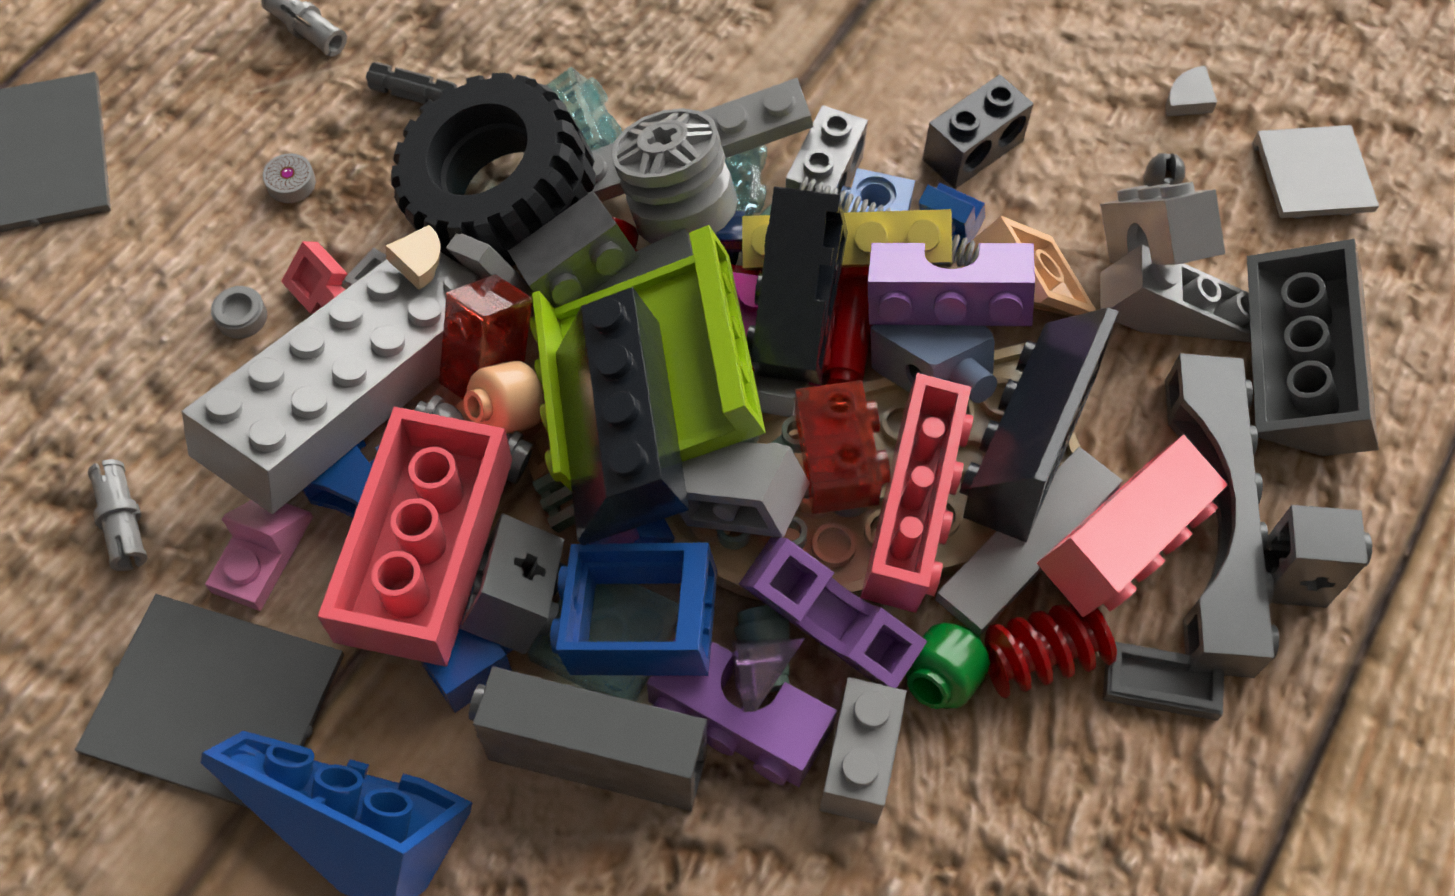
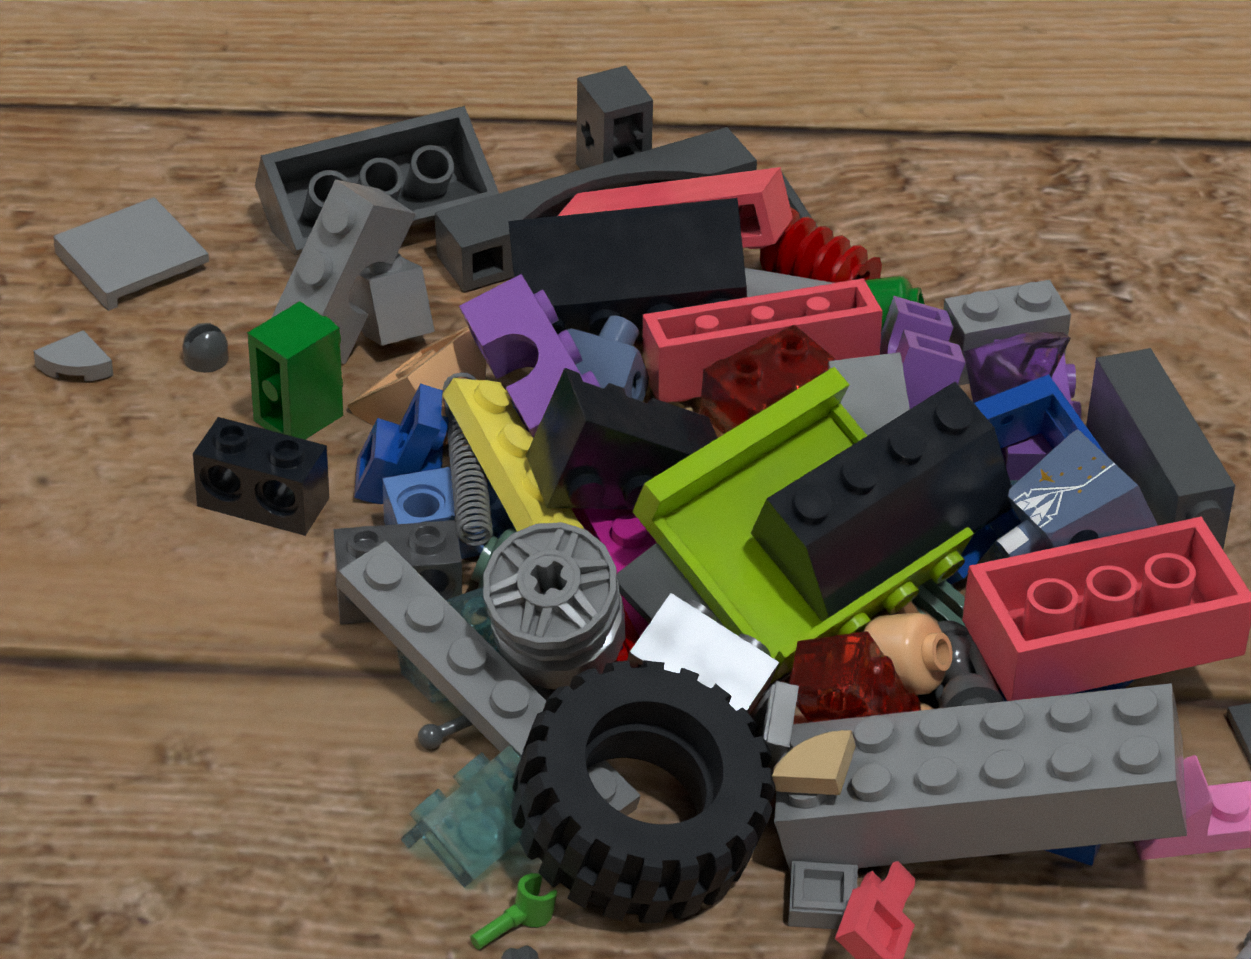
camera: 120 degrees left, 20 degrees down
(518, 559) = (1073, 499): none -> sand blue torso
(1068, 176) = (296, 372): none -> green brick

